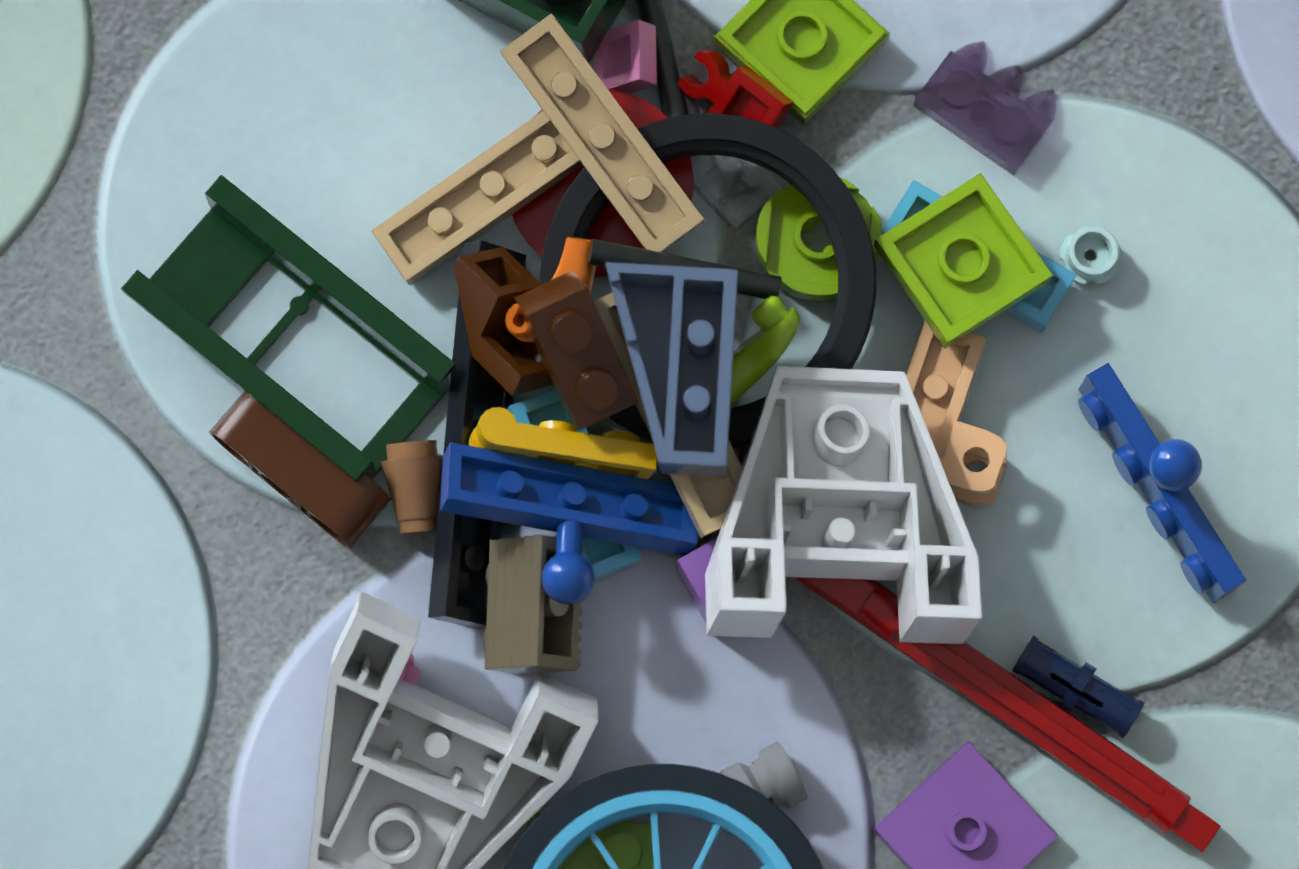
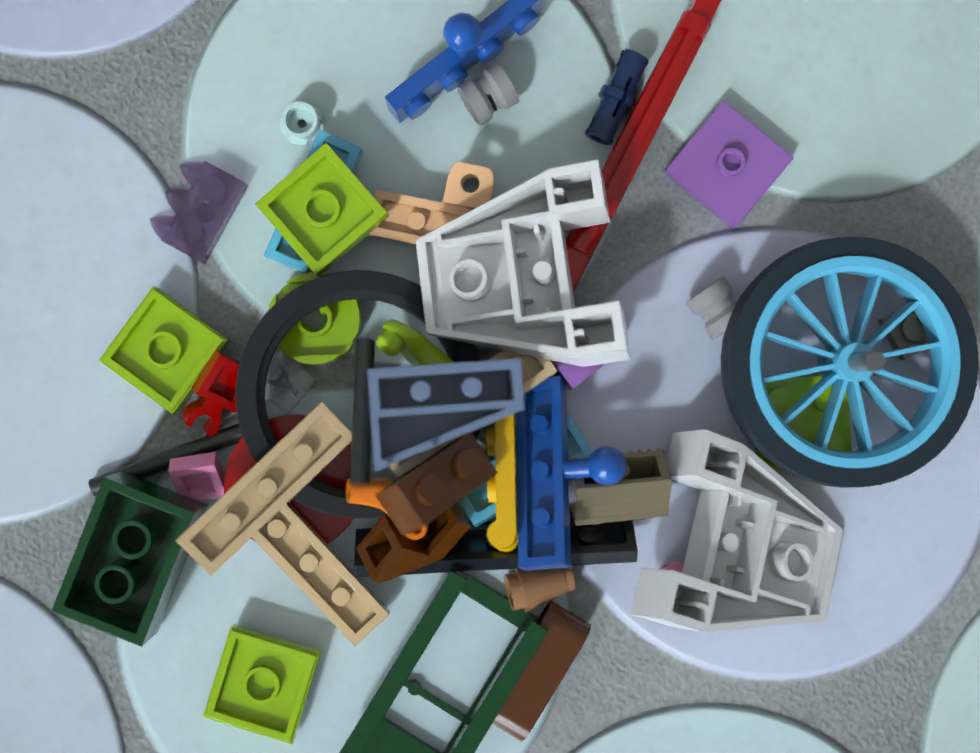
camera: 90 degrees left, 10 degrees up
(338, 107) = (262, 684): none -> lime plate
(1101, 507) = (488, 93): none -> light grey wheel

